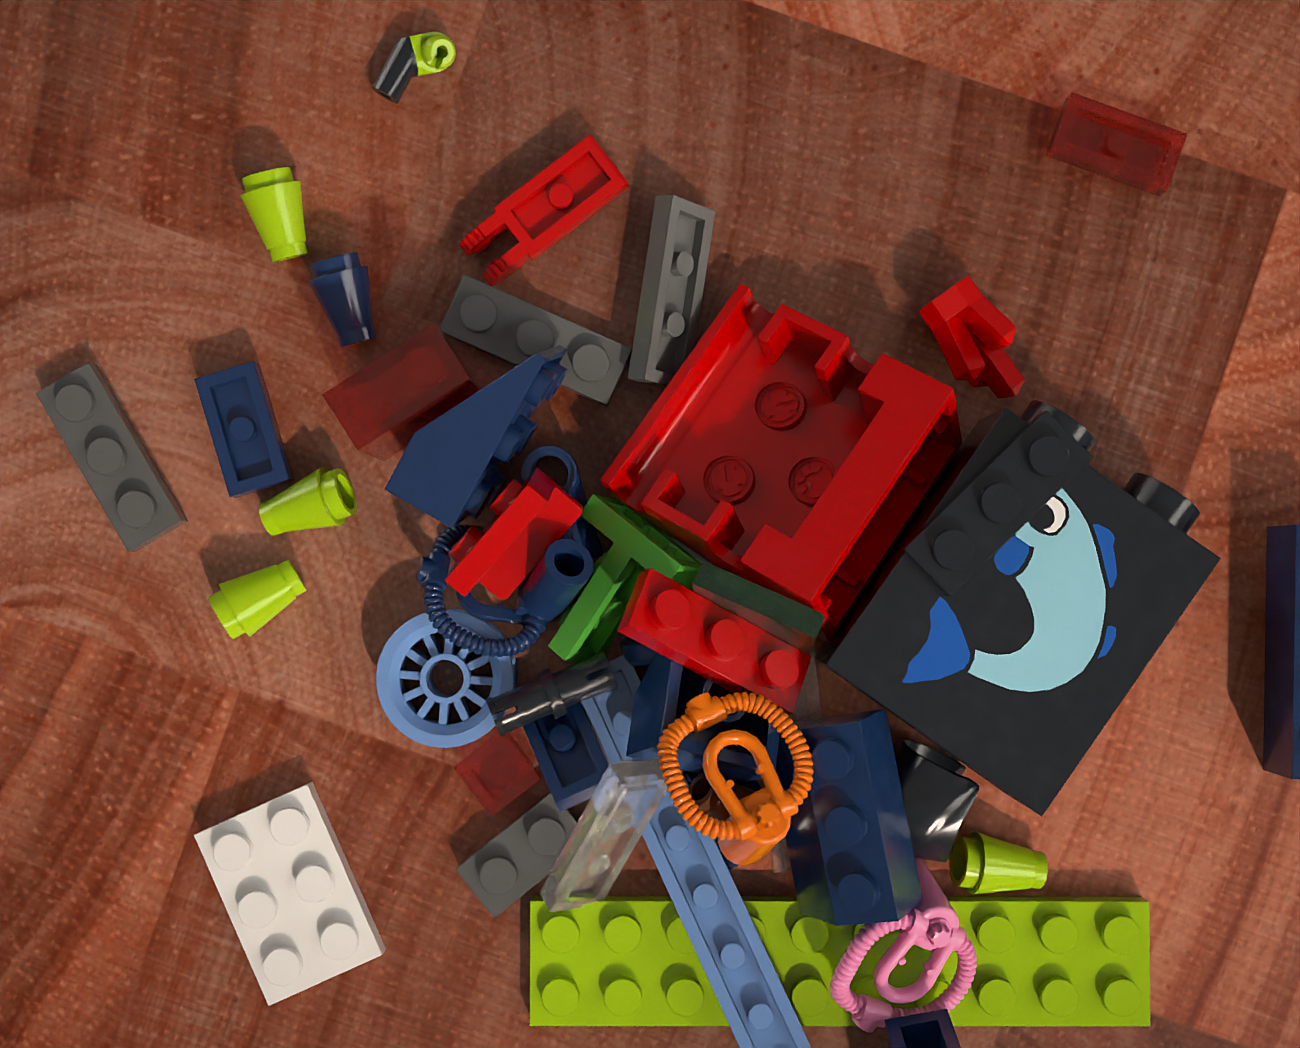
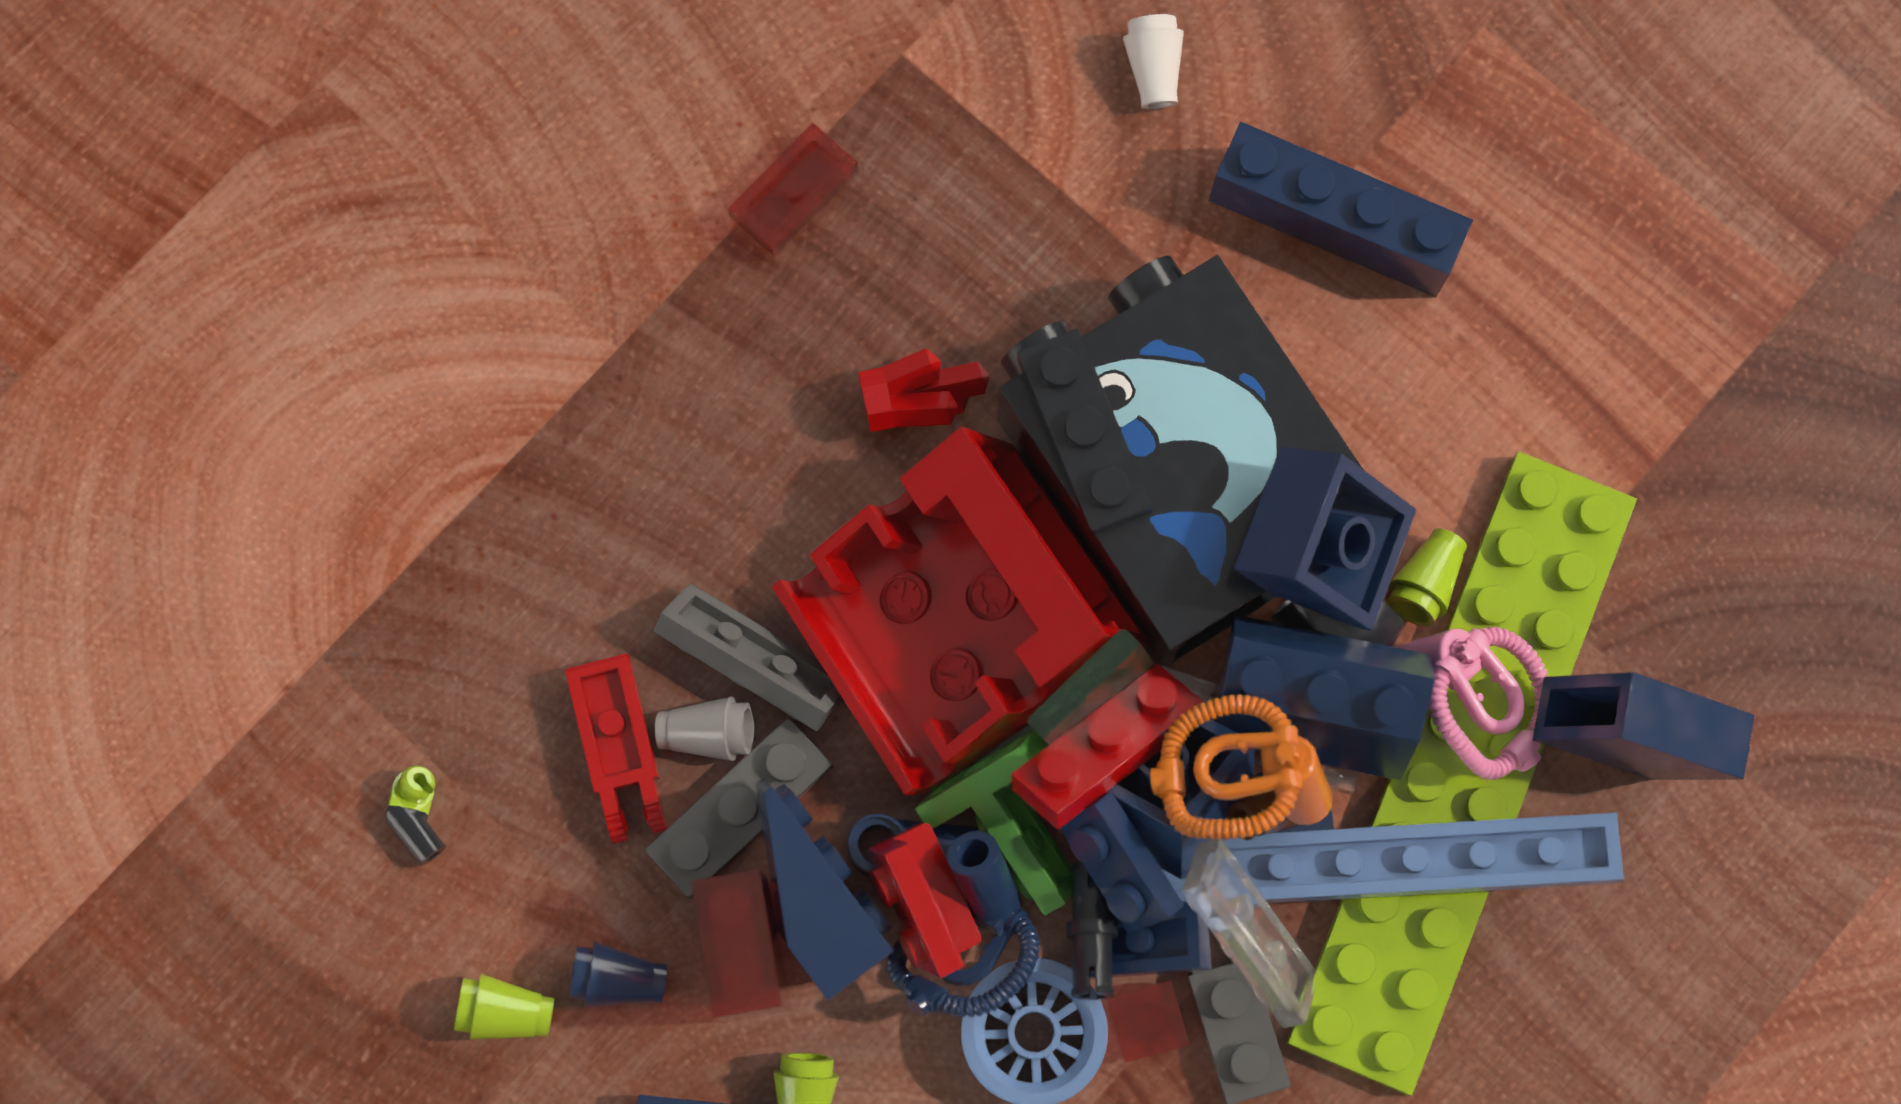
camera: 65 degrees left, 10 degrees down
(591, 283) = (707, 729): none -> light grey cone
(613, 700) = (1121, 865): none -> dark blue plate
(991, 766) = (1326, 536): none -> dark blue slope

